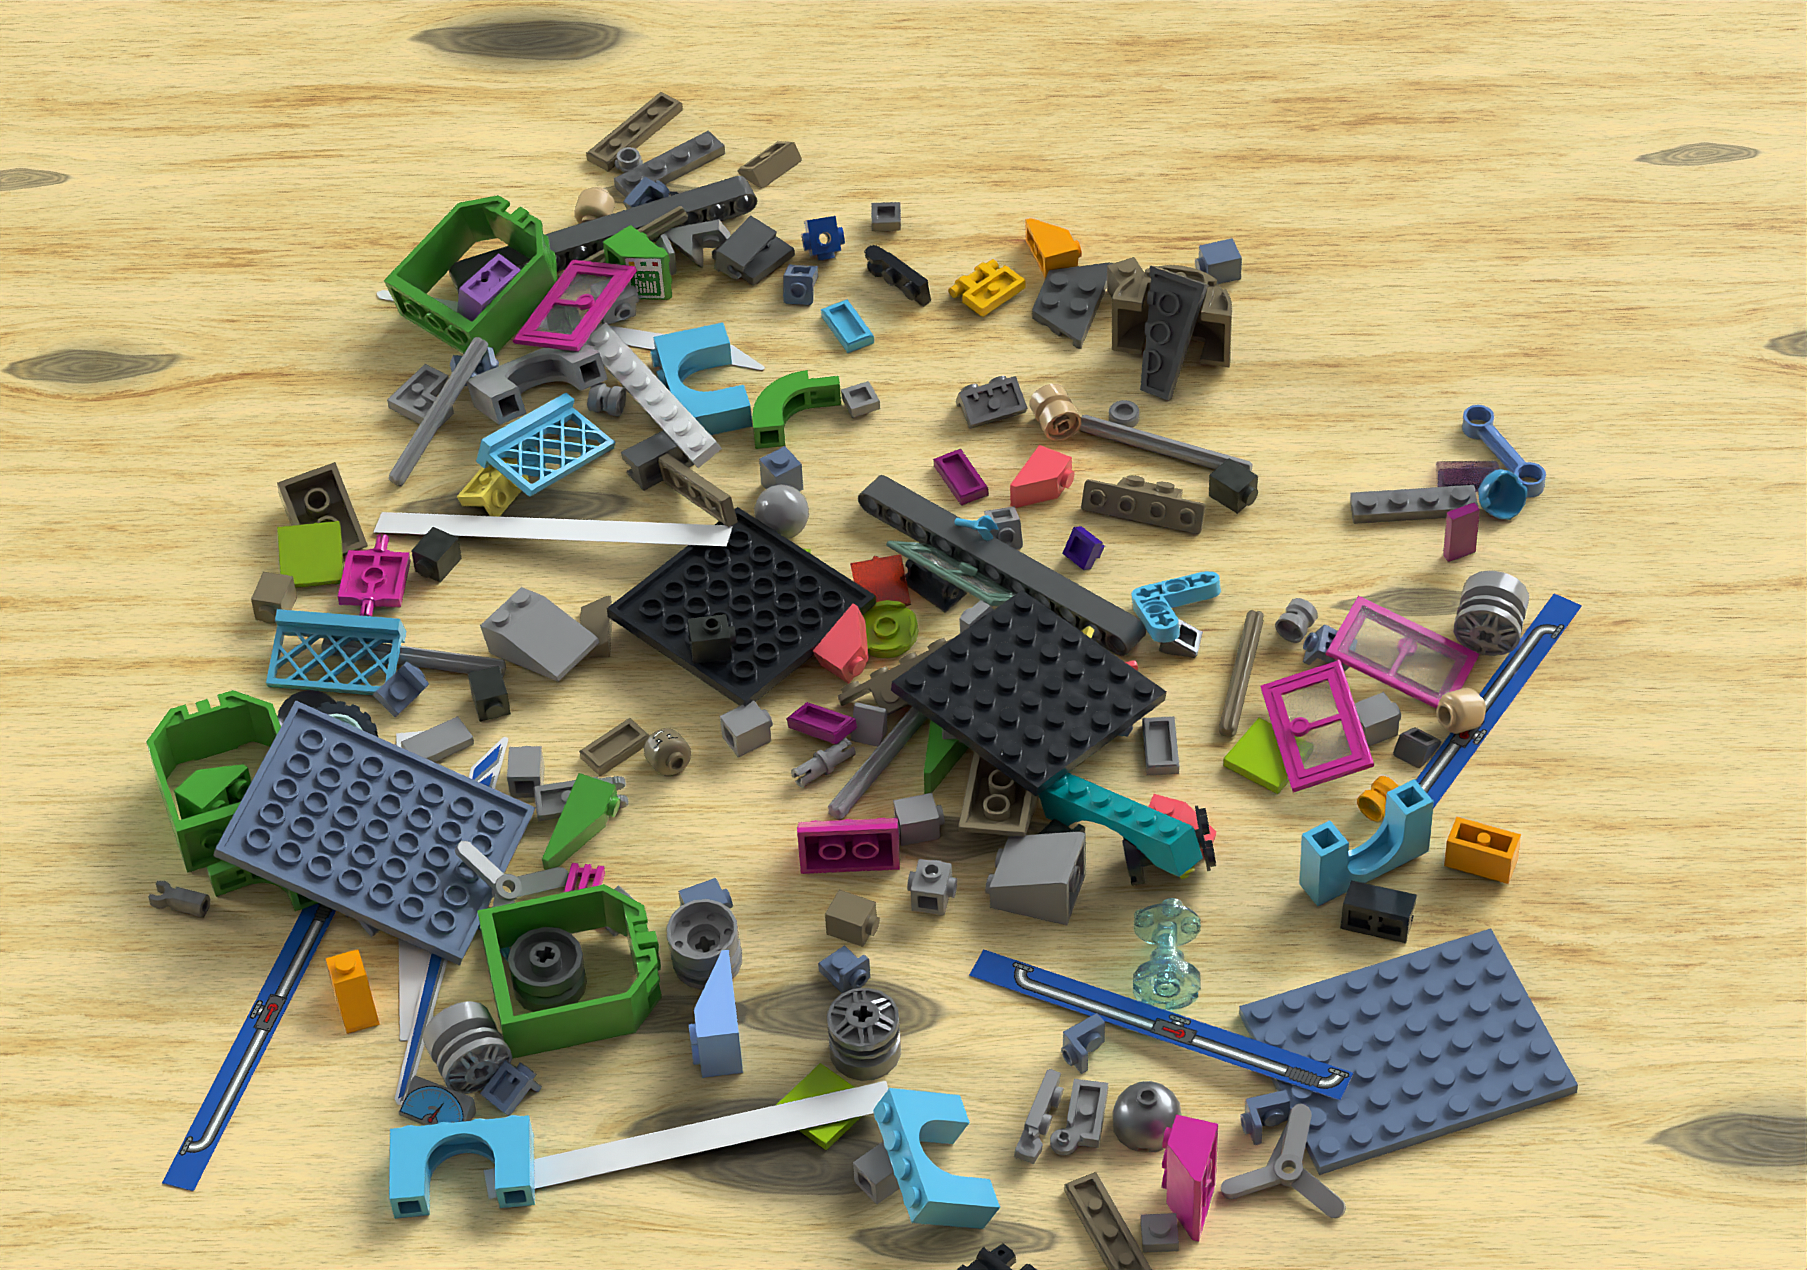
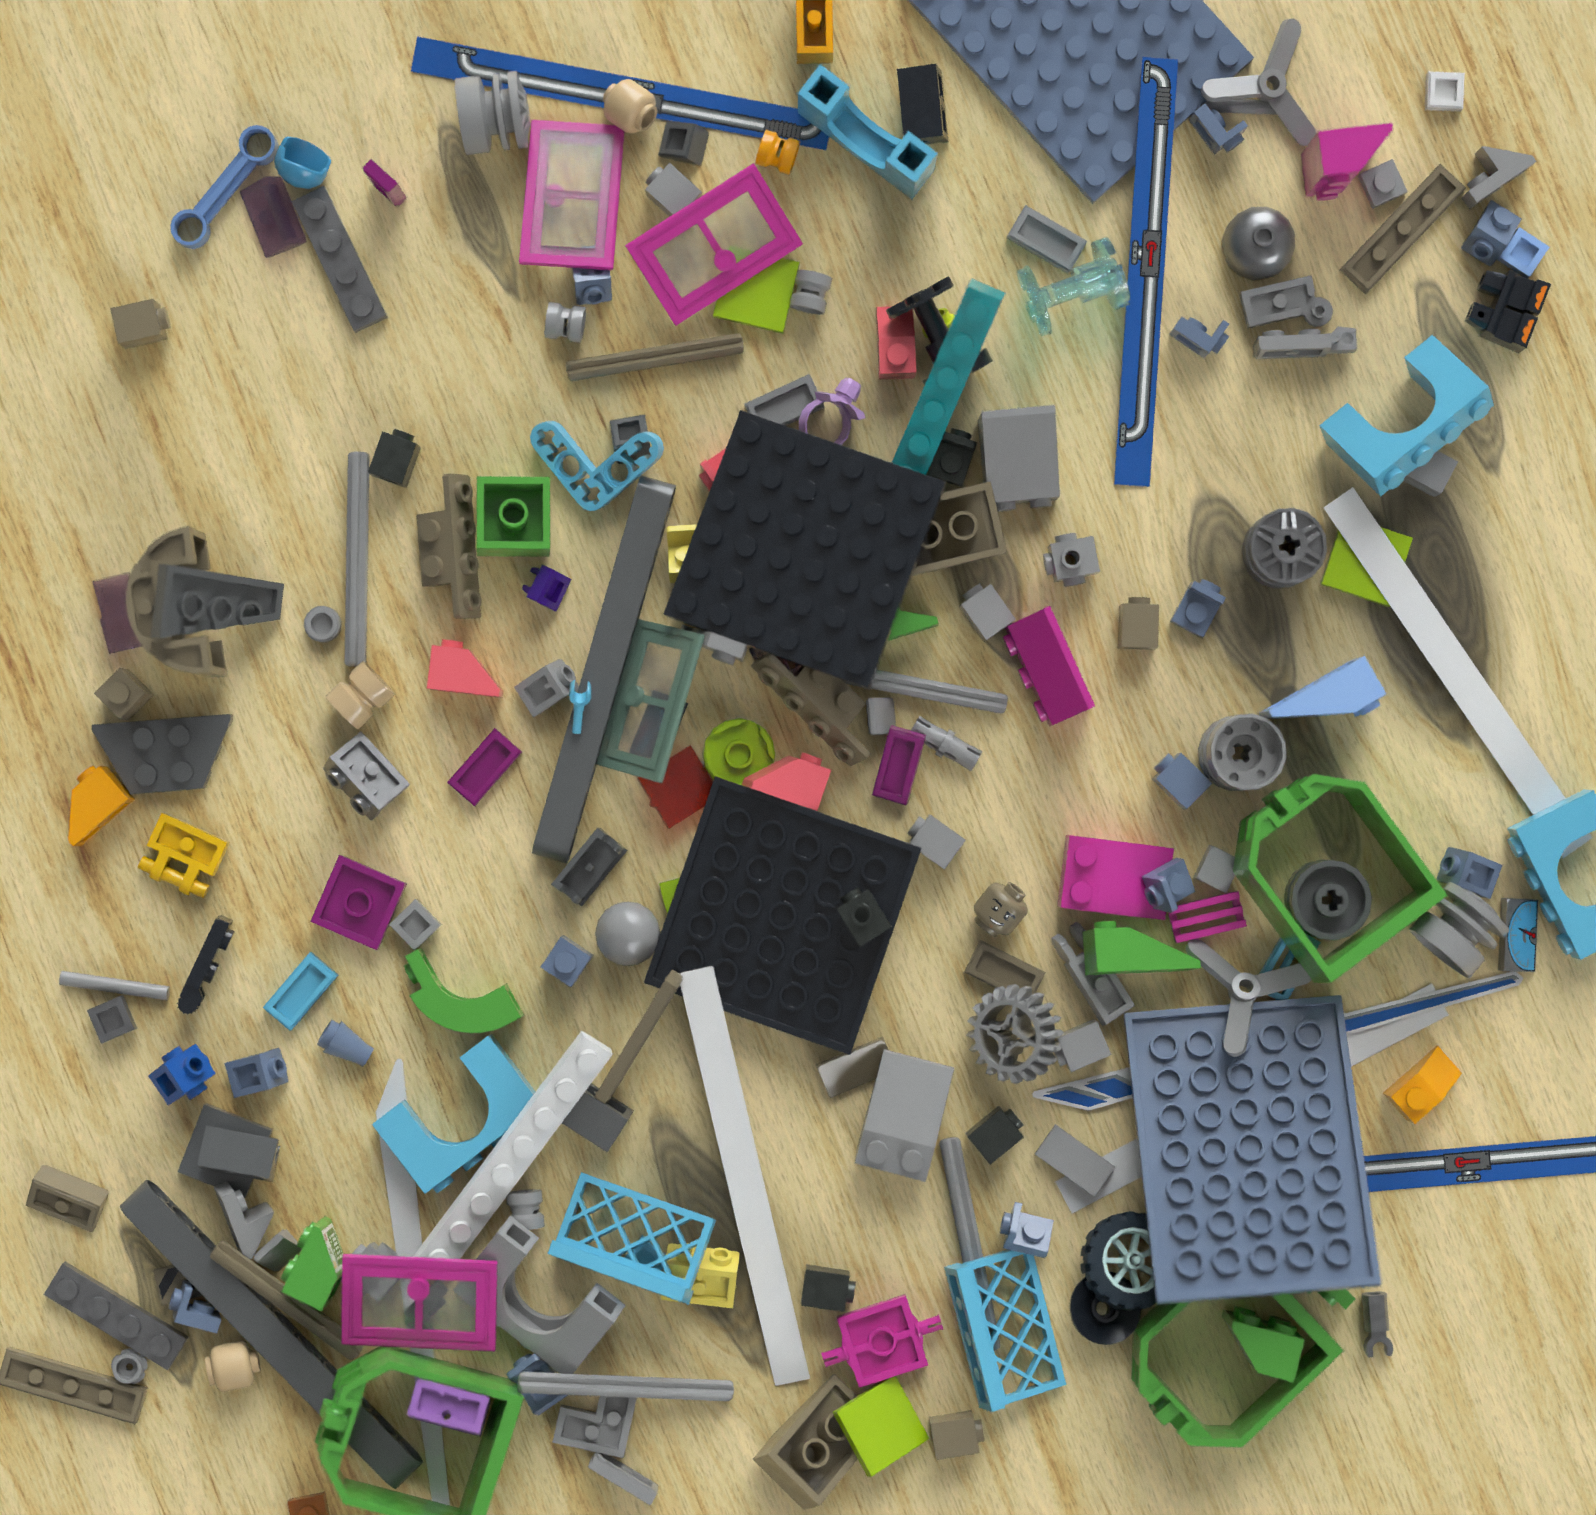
camera: 110 degrees left, 40 degrees up
(371, 397) = (624, 1477): none -> light grey tile
(561, 721) = (1004, 1055): none -> light grey gear
(622, 864) = (1168, 885): none -> sand blue bracket
(651, 835) = (1108, 876): none -> dark pink slope
(794, 334) = (344, 1043): none -> sand blue cone
(848, 510) = (589, 867): none -> dark grey hinge
(896, 372) = (358, 902): none -> magenta plate
(913, 224) = (114, 985): none -> light grey bar
(1144, 773) = (846, 393): none -> lavender piece
(1150, 537) = (513, 516): none -> bright green brick
(1220, 260) = (48, 603): sand blue brick -> none
(1225, 966) = (1046, 239): none -> light grey tile
(1248, 784) = (810, 292): none -> light grey wheel
(1413, 369) = (140, 323): none -> dark tan brick

